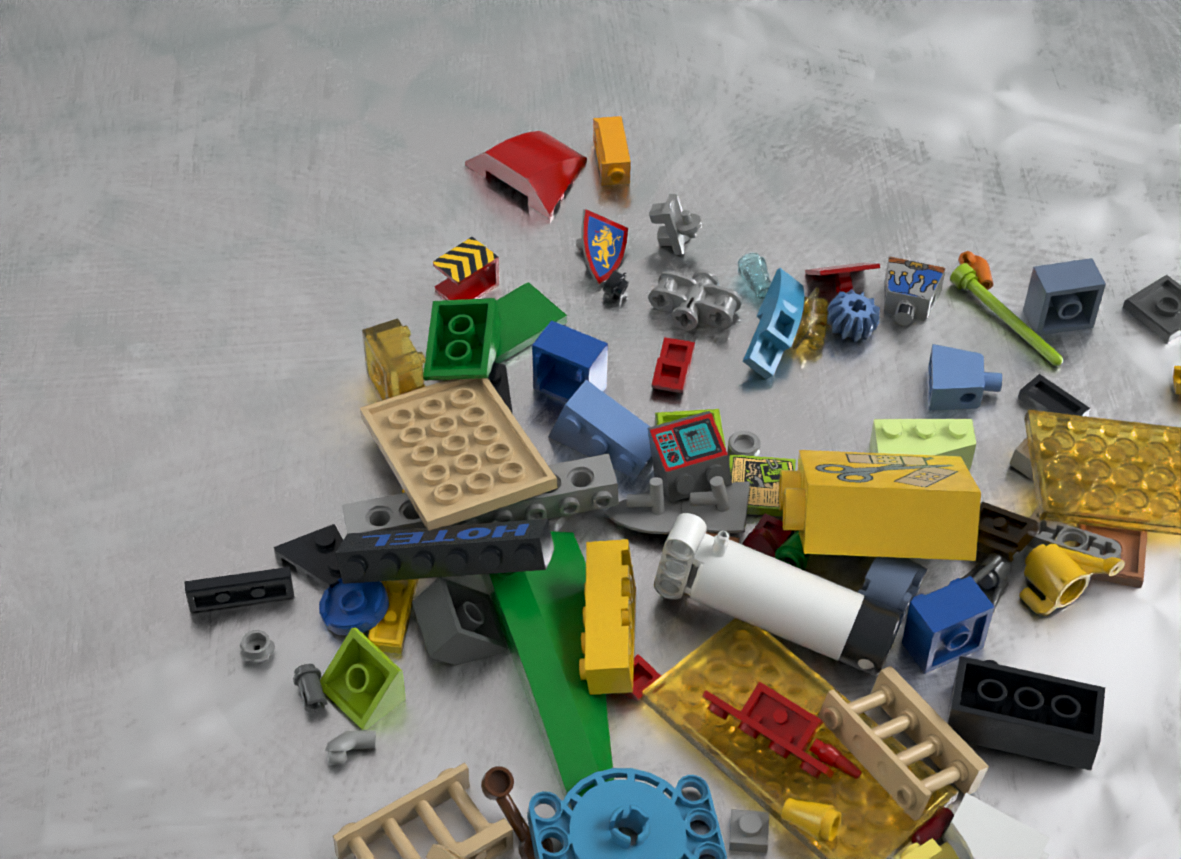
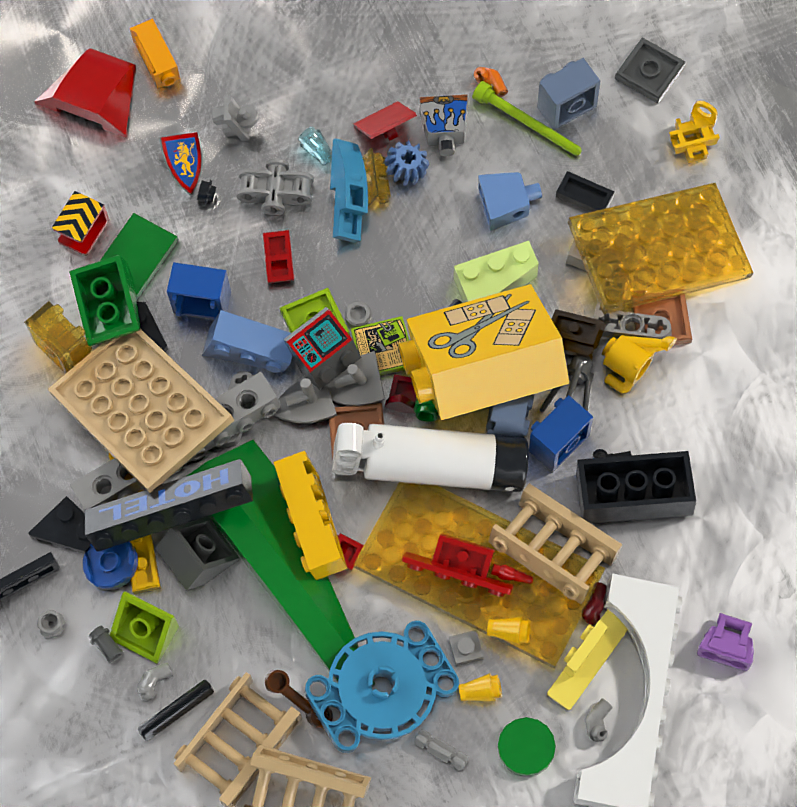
camera: 15 degrees left, 20 degrees up
(362, 786) = (175, 710): none -> black axle

